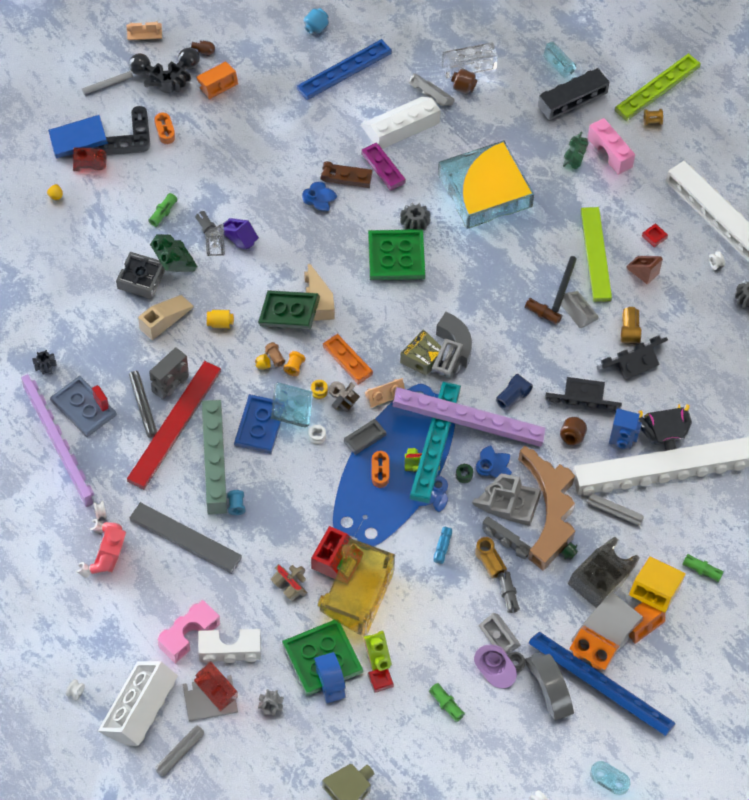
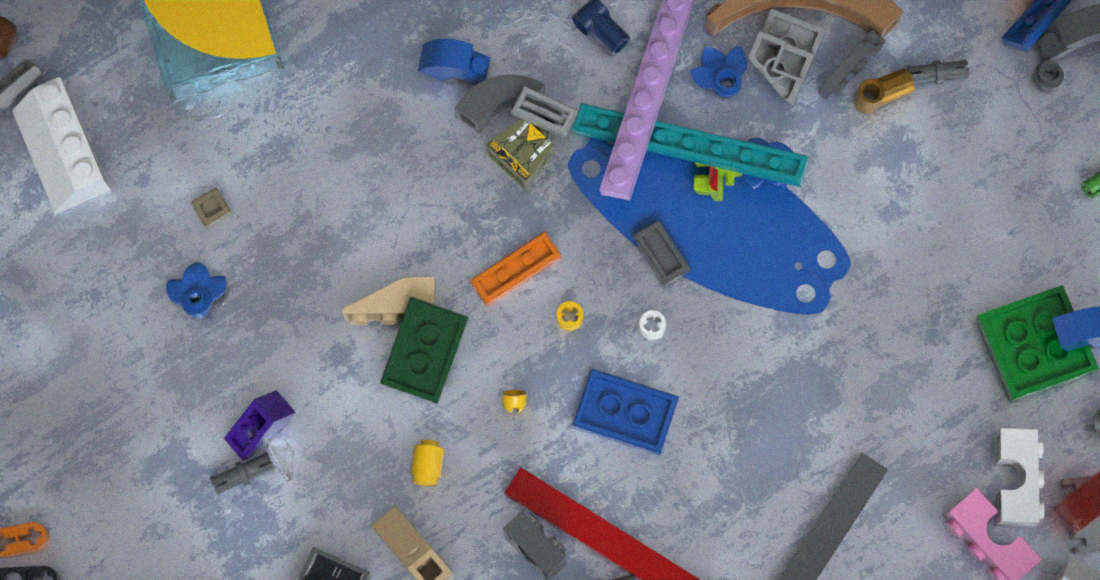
camera: 80 degrees left, 15 degrees up
(162, 209) = (193, 549): bright green pin -> none
(172, 254) = (297, 532): dark green plate -> none
(214, 457) = (657, 482): sand green arch -> none
(236, 502) = (770, 455): dark azure bush -> none
(273, 351) = (501, 380): medium nougat pin -> none
(283, 575) = (922, 374): dark tan hips -> none
(291, 405) = (603, 358): clear light blue plate -> none
(294, 363) = (522, 350): light orange bush -> none
(327, 556) = (873, 309): red slope -> none
(345, 397) = (597, 274): hips -> none
(346, 175) = (158, 242): reddish brown plate -> none
(359, 586) = (939, 279): clear yellow windscreen -> none
(371, 199) = (211, 208): none -> dark tan tile
(377, 651) = (1037, 260): lime hips -> none
(380, 680) = (1070, 264): red tile -> none
(383, 166) = (150, 182): magenta plate -> none
(384, 392) = (581, 202): light nougat hinge -> none
(384, 469) = (722, 227): orange beam -> none
(396, 254) = (328, 177): green plate -> none
(415, 217) = (257, 132): dark grey gear -> none
(442, 545) = (855, 156): dark azure axle -> none
(464, 467) = (731, 105): dark green bush -> none
(478, 313) = (453, 58): none -> blue brick
(495, 666) = (1059, 99): lavender piece -> none
(499, 633) = (1003, 92): light grey slope -> none

